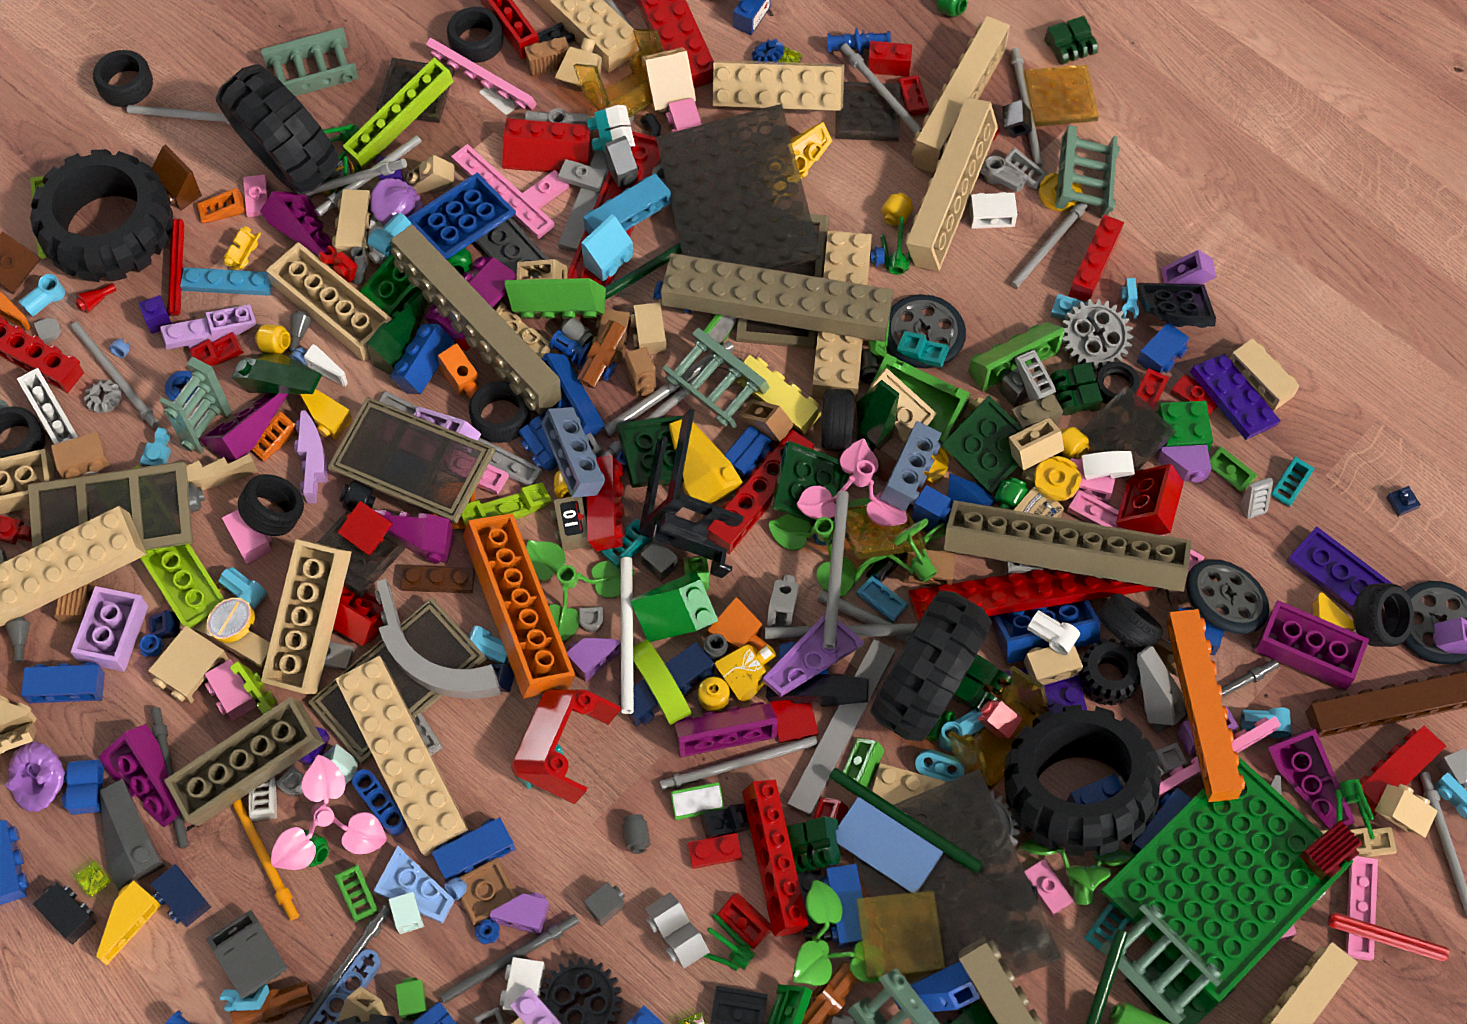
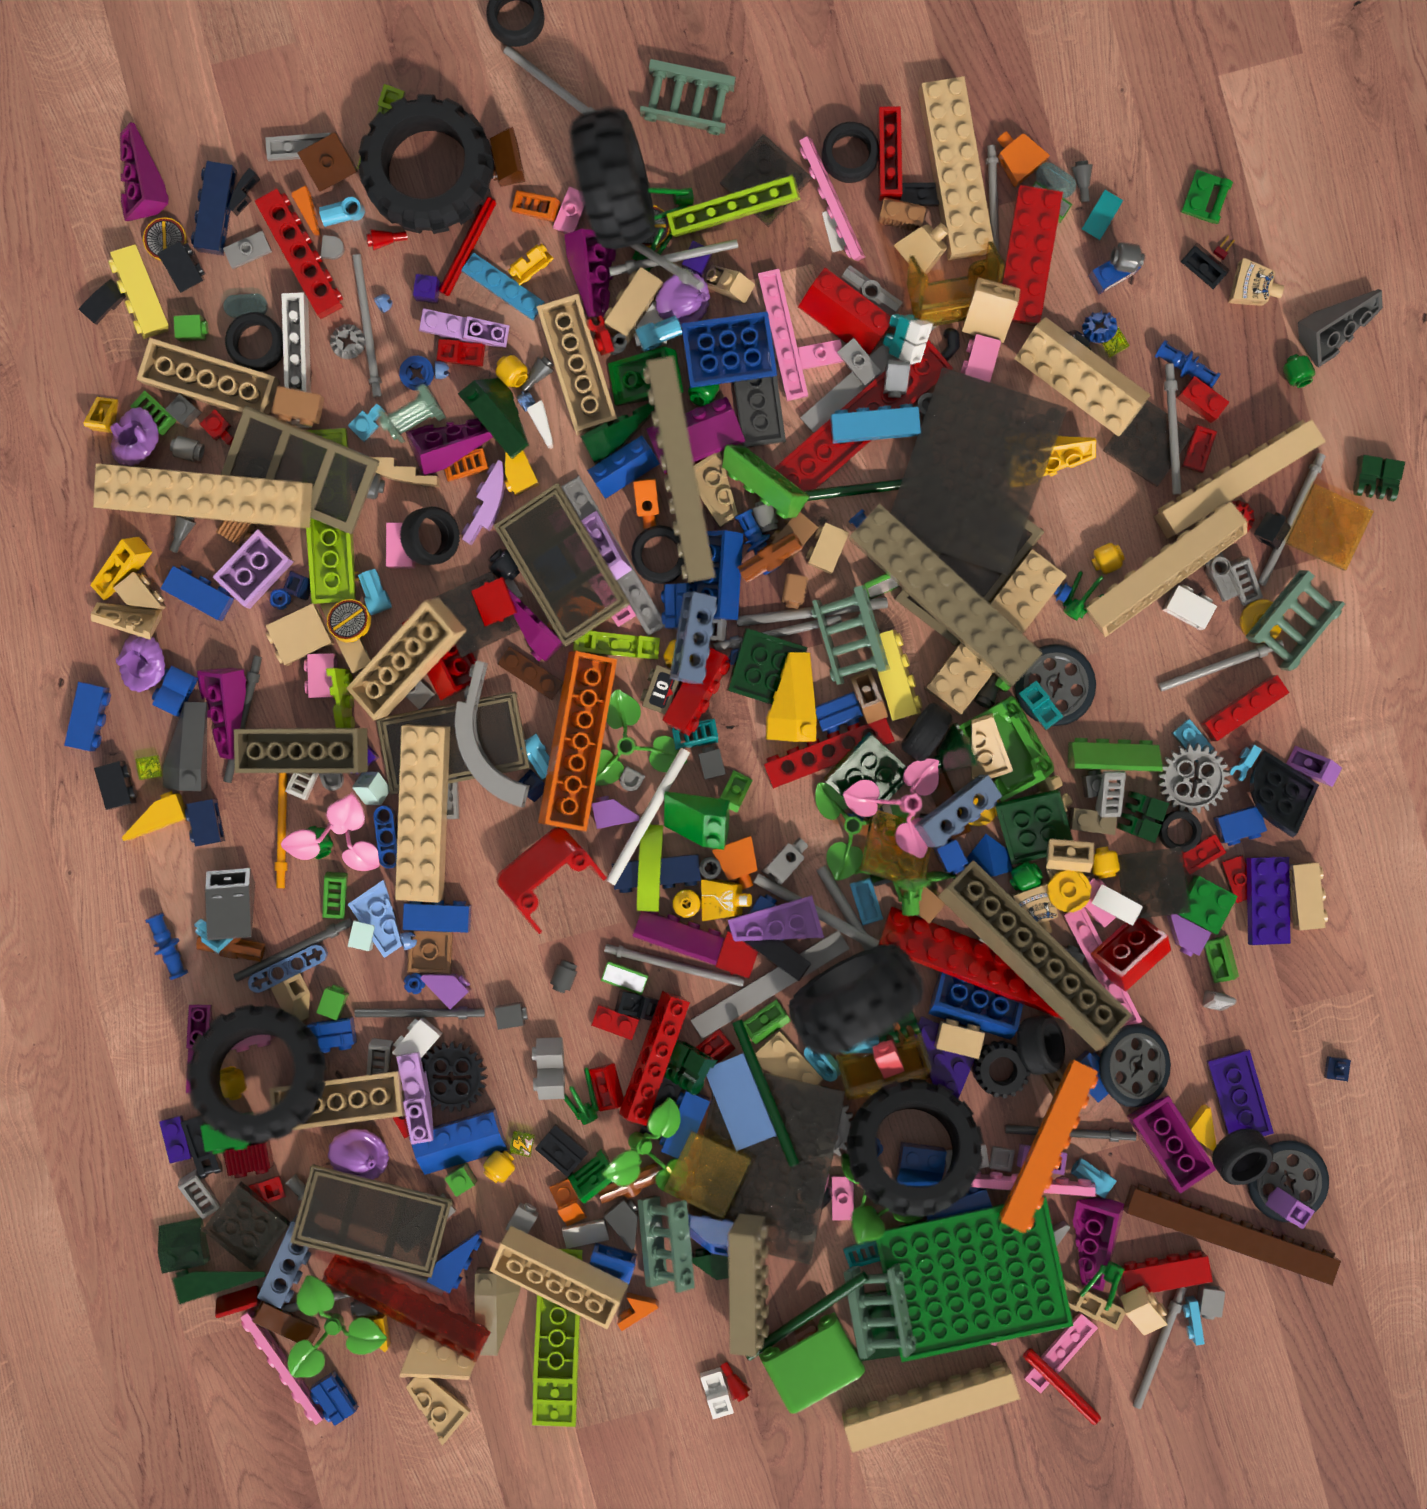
camera: 30 degrees right, 25 degrees up
(543, 268) = (771, 453): tan torso -> none
(606, 248) = (833, 459): medium azure slope -> none
(676, 531) = (731, 756): black piece -> none
(835, 570) = (839, 866): light grey piece -> none
(1059, 635) = (974, 1026): white piece -> none
(1161, 694) = (1025, 1111): light grey slope -> none
(1301, 466) = (1279, 1000): teal slope -> none
(1330, 850) = (1060, 1312): dark red brick -> none

